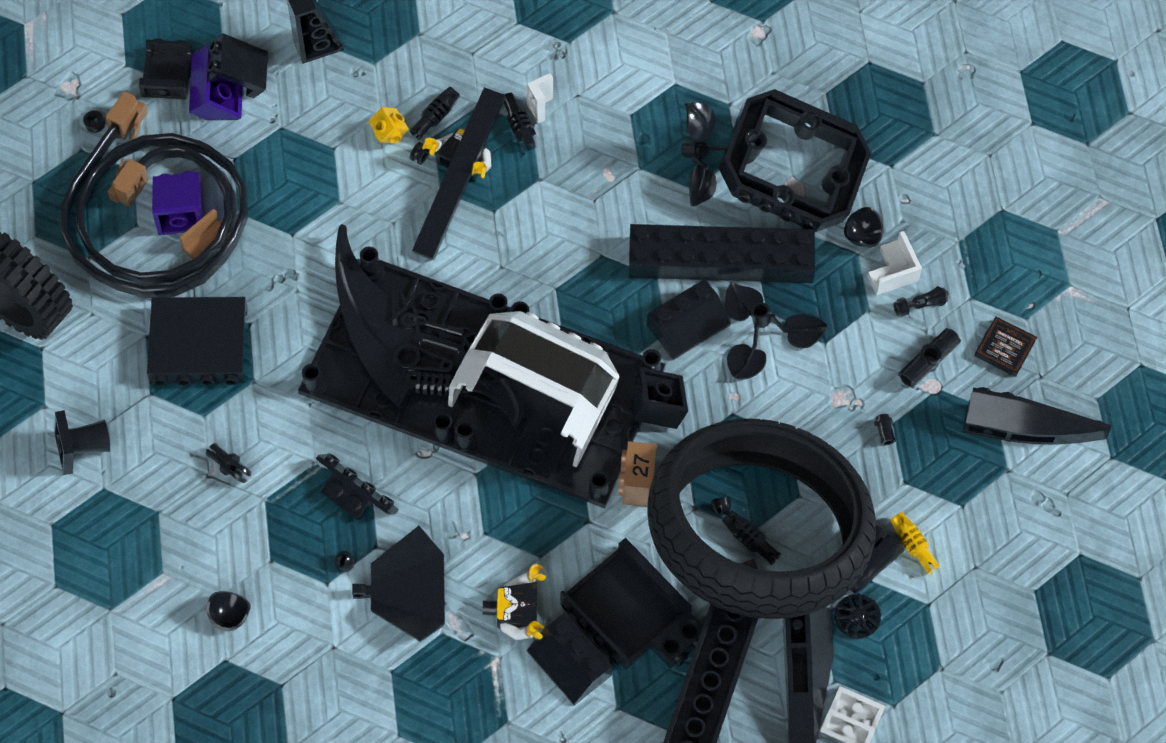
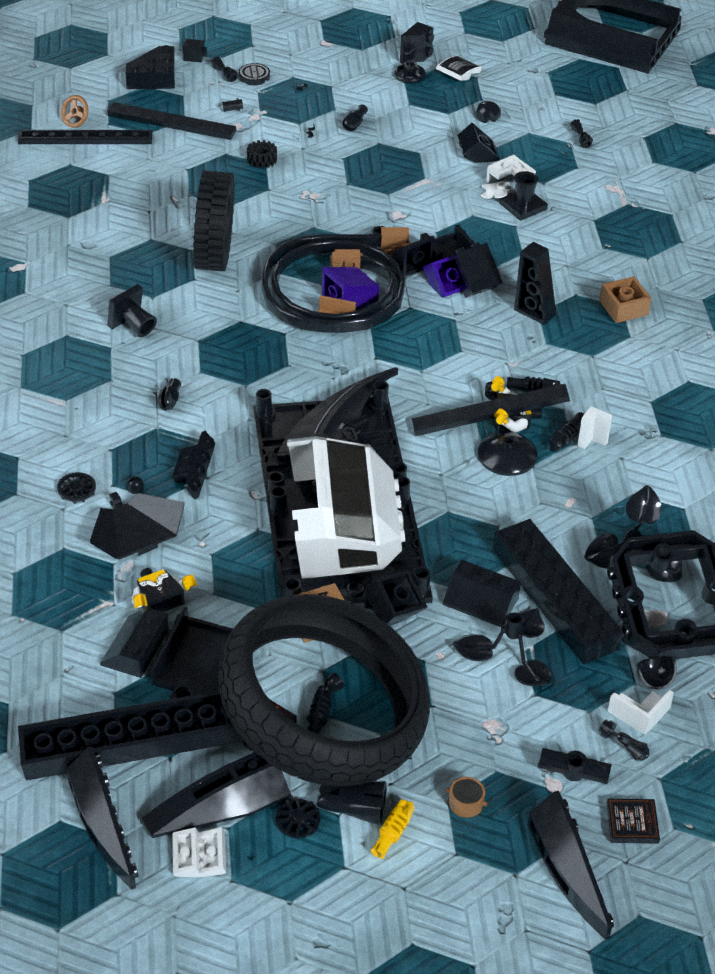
camera: 60 degrees right, 20 degrees down
(163, 108) = (415, 255): none -> black slope
(196, 340) = (251, 339): black panel -> none
(227, 610) = (53, 435): black helmet -> none
(311, 620) = (76, 487): none -> black wheel
(388, 125) = (499, 363): yellow brick -> none
(512, 202) = (507, 453): none -> black dish
(885, 429) = (487, 762): black pin -> none
(914, 464) = (466, 797): none -> piece

